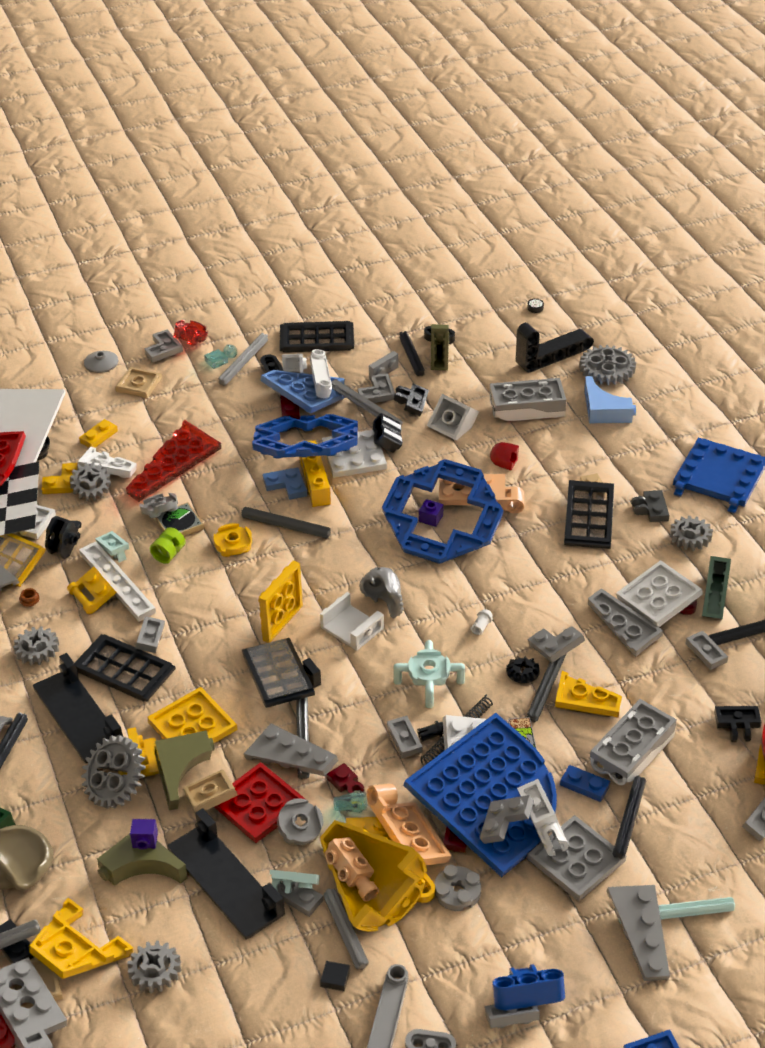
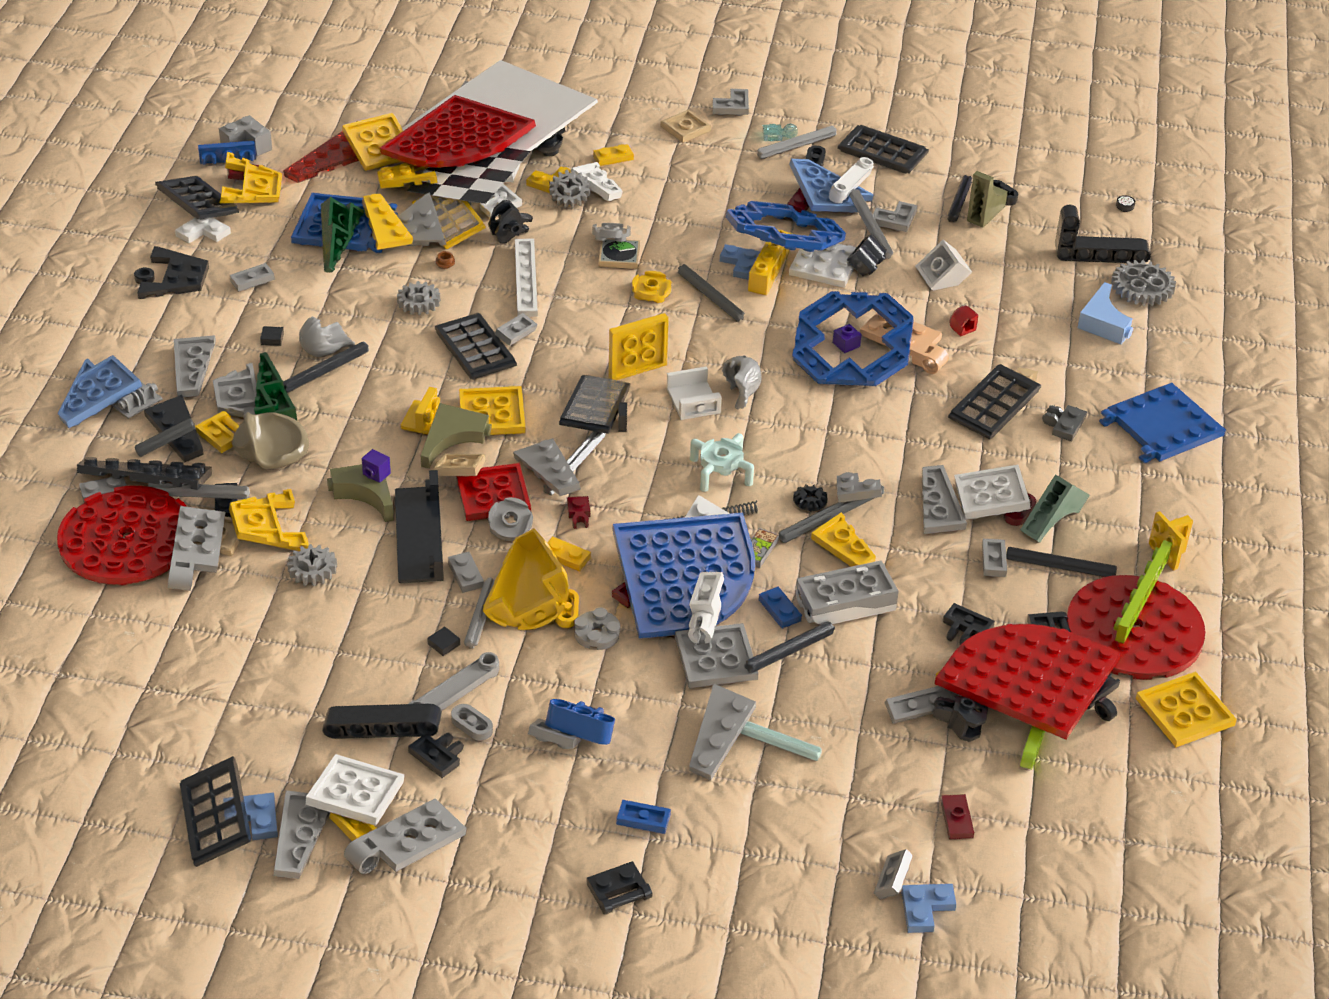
camera: 30 degrees right, 0 degrees up
(75, 709) = (408, 361): black bracket -> none
(96, 585) = (504, 275): yellow plate -> none
(101, 361) = (669, 96): light grey dish -> none
(113, 545) = (545, 246): light aqua plate -> none
(115, 755) = (383, 424): light grey gear -> none
(167, 545) = (590, 266): lime wheel -> none
(173, 459) = (660, 200): clear red wing -> none
(191, 332) = (766, 99): clear red plate -> none
(294, 363) = (837, 162): white bracket -> none
(303, 879) = (461, 551): light aqua plate -> none
(351, 802) = (568, 527): clear light blue cone -> none
(352, 867) = (519, 569): light nougat brick -> none
(384, 365) = (921, 197): light grey plate -> none
(404, 736) = (656, 500): light grey plate -> none
(406, 824) = (590, 553): light nougat hinge -> none
(412, 398) = (919, 237): black hinge -> none
(430, 731) = (680, 506): black pin -> none
(481, 622) = (809, 444): white pin -> none
(503, 812) = (672, 585): light grey plate -> none
(528, 399) = (1028, 280): light grey piece -> none
(691, 533) = (1077, 458): light grey gear -> none

